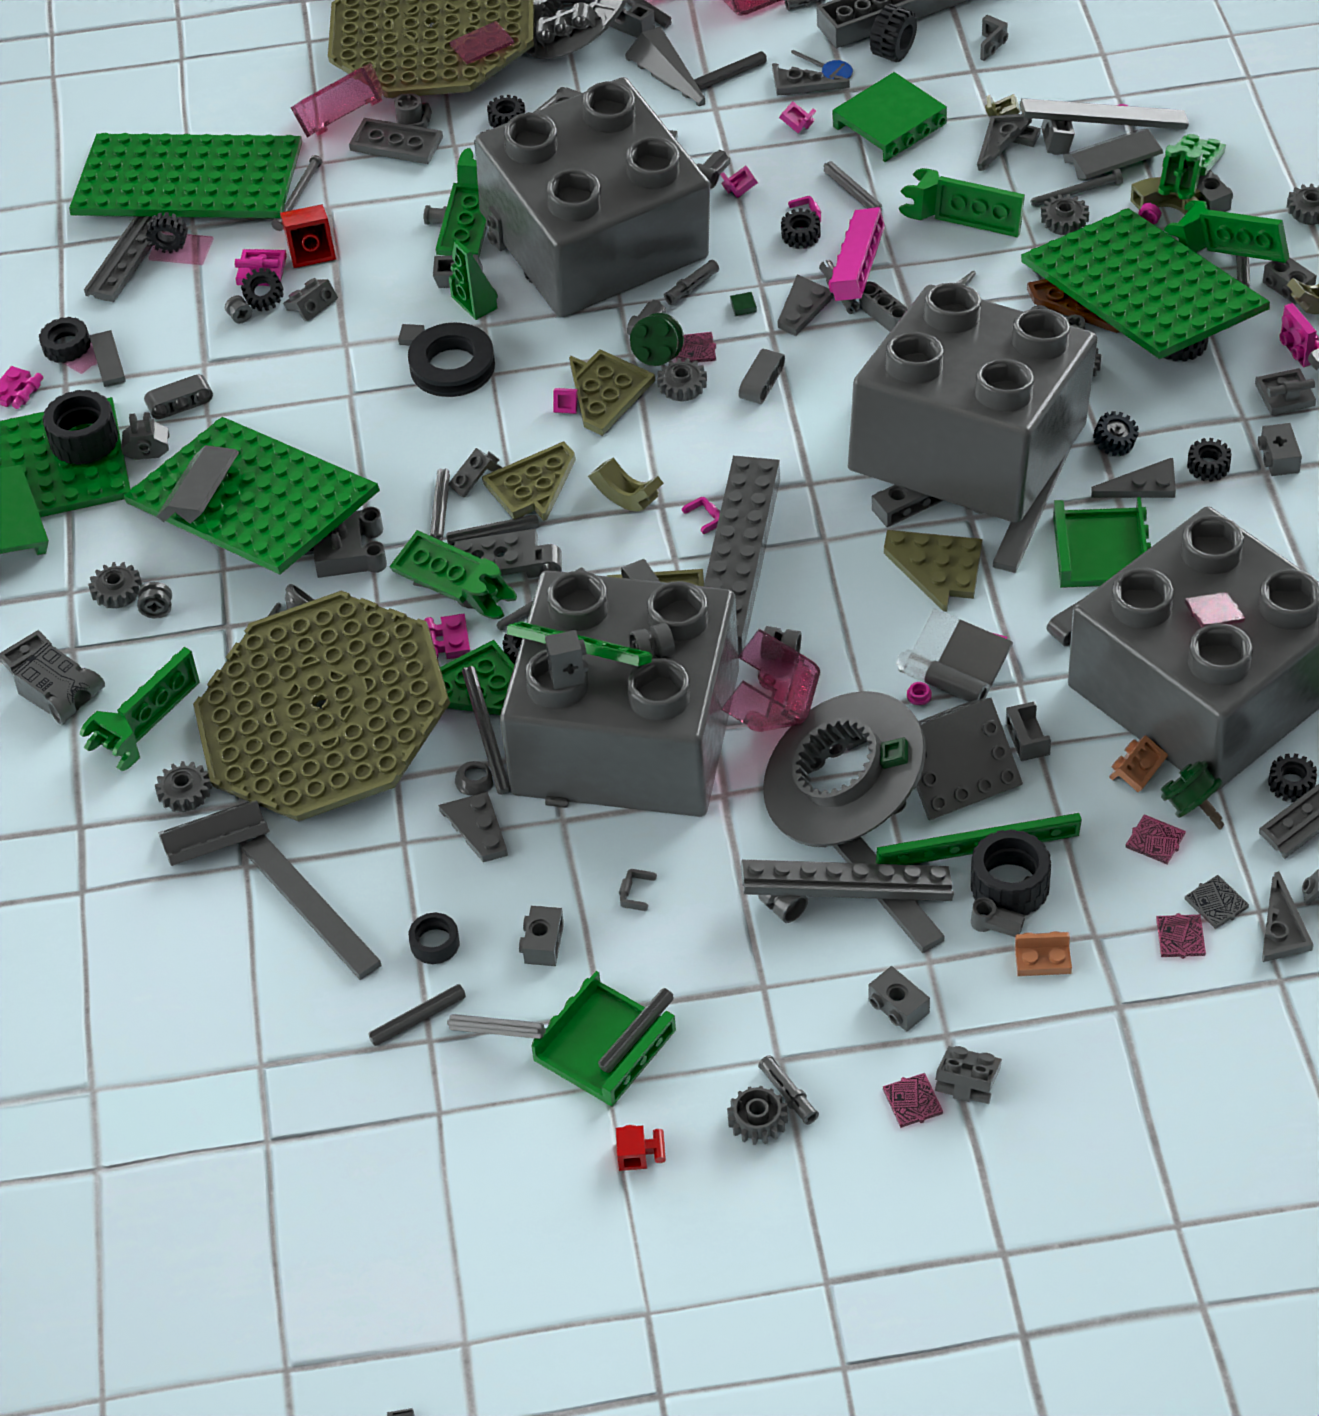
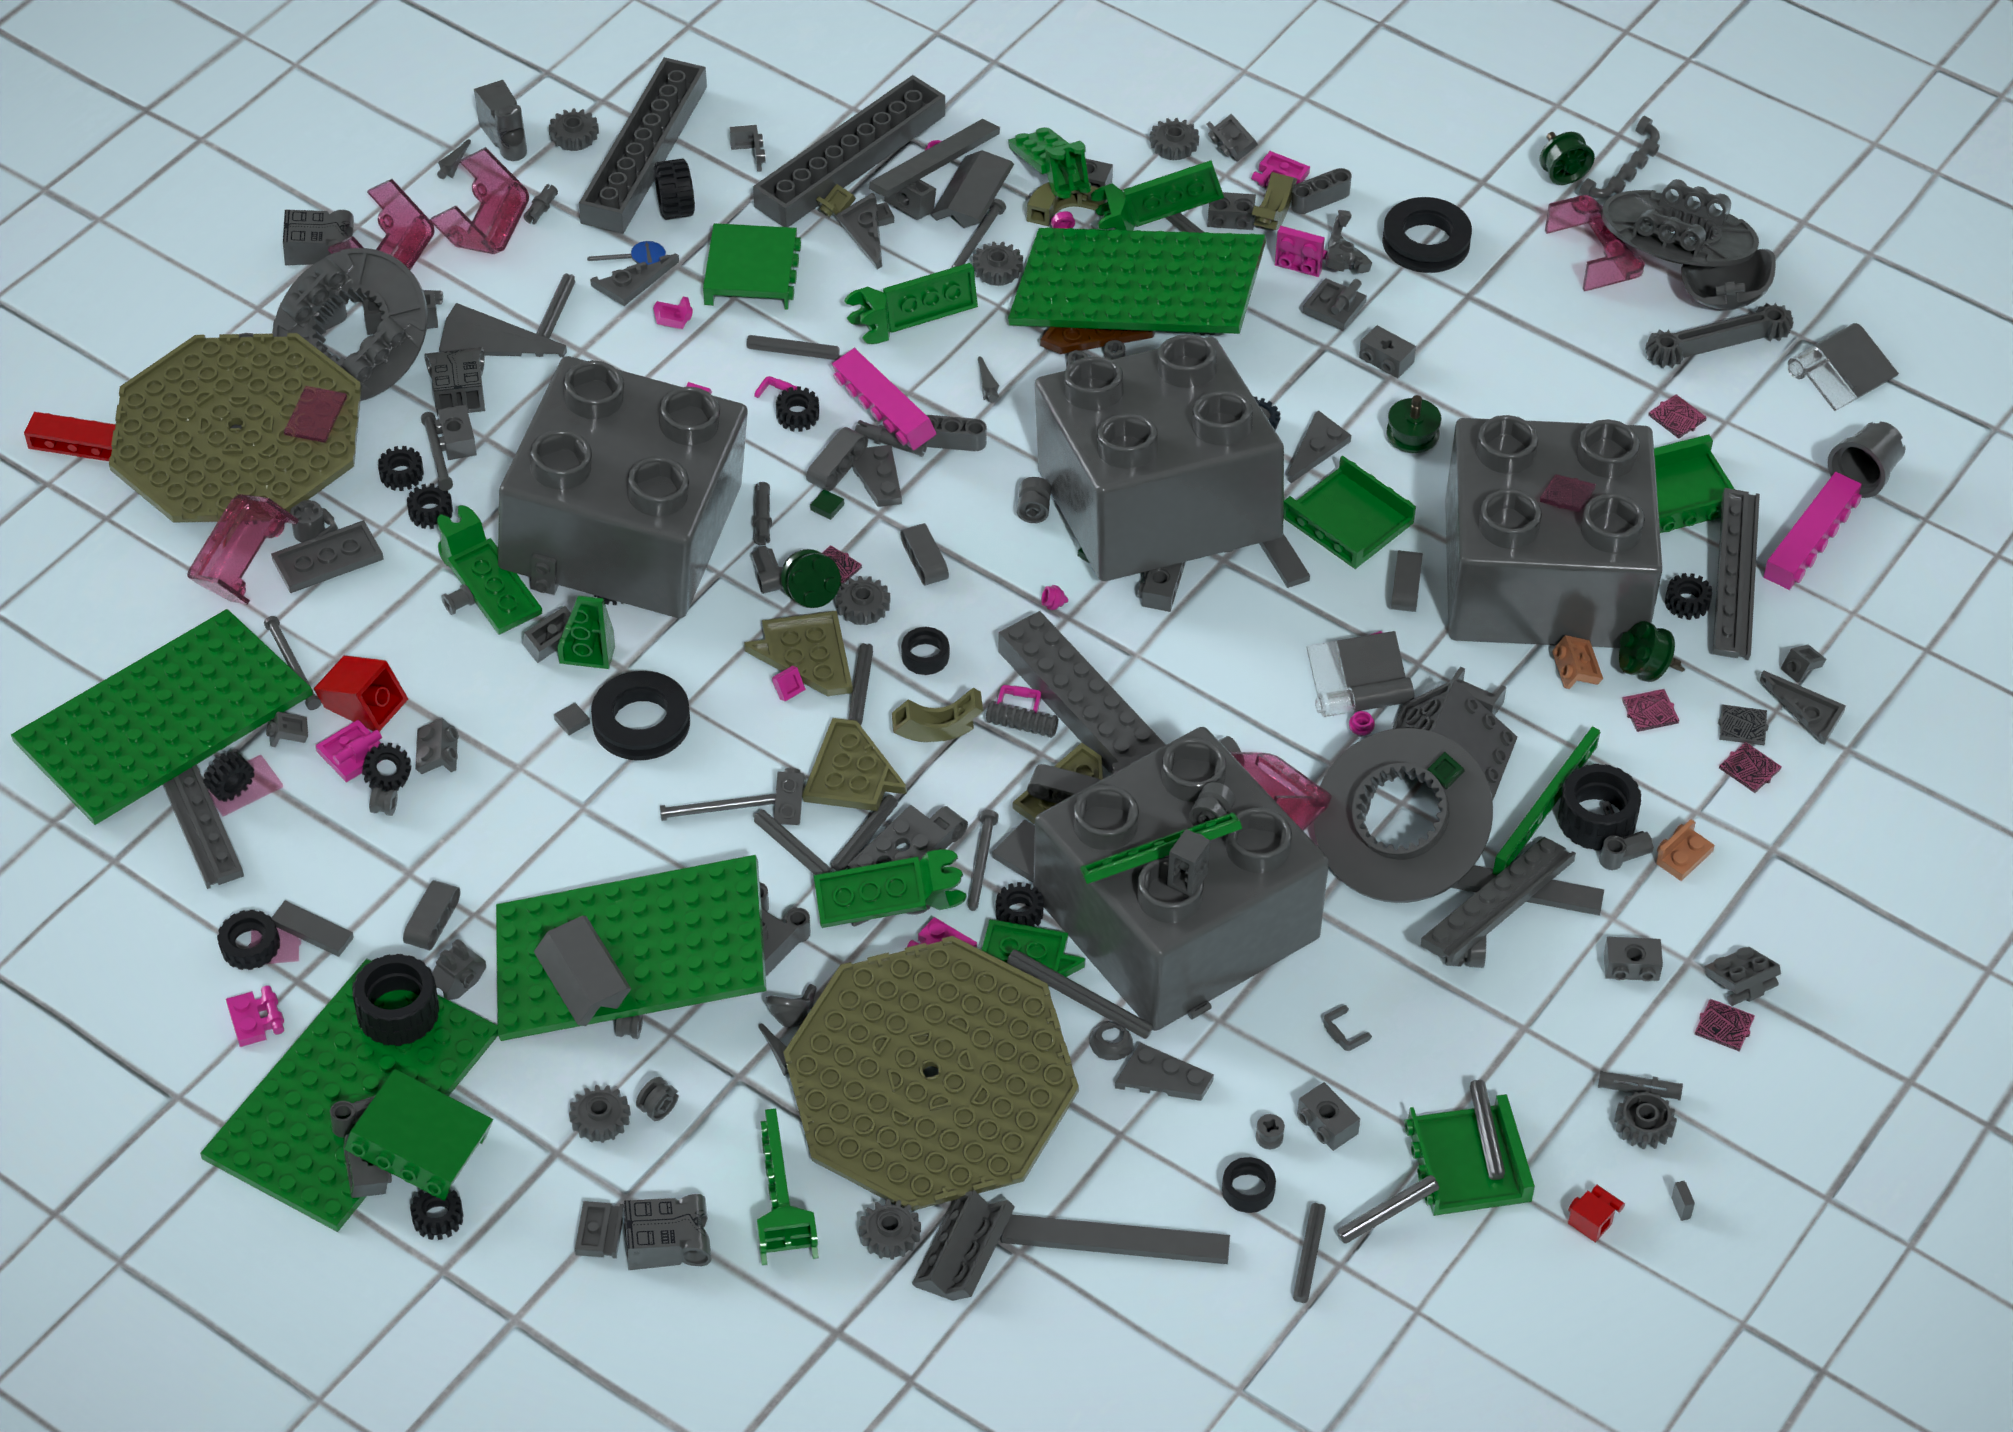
camera: 50 degrees left, 0 degrees up
(200, 547) = (629, 1026): none -> dark grey wheel
(242, 229) = (287, 727): none -> dark grey bracket
(390, 431) = (714, 806): none -> dark grey bar
(490, 921) = (1273, 1138): none -> dark grey wheel
(608, 67) = (457, 378): none -> dark grey piece
(613, 433) = (861, 683): none -> dark grey axle
(679, 426) = (927, 665): none -> black tyre
(686, 526) = (1022, 719): none -> dark grey piece
(710, 1191) = (1683, 1200): none -> dark grey tile
(781, 275) = (837, 459): none -> dark grey beam
(815, 461) = (1053, 597): none -> dark pink plate
(936, 563) = (1246, 612): olive wing -> none
(1055, 76) = (849, 150): none -> dark grey brick
(1208, 469) = (1341, 403): black tyre -> none
(1234, 504) = (1413, 425): none -> dark green wheel

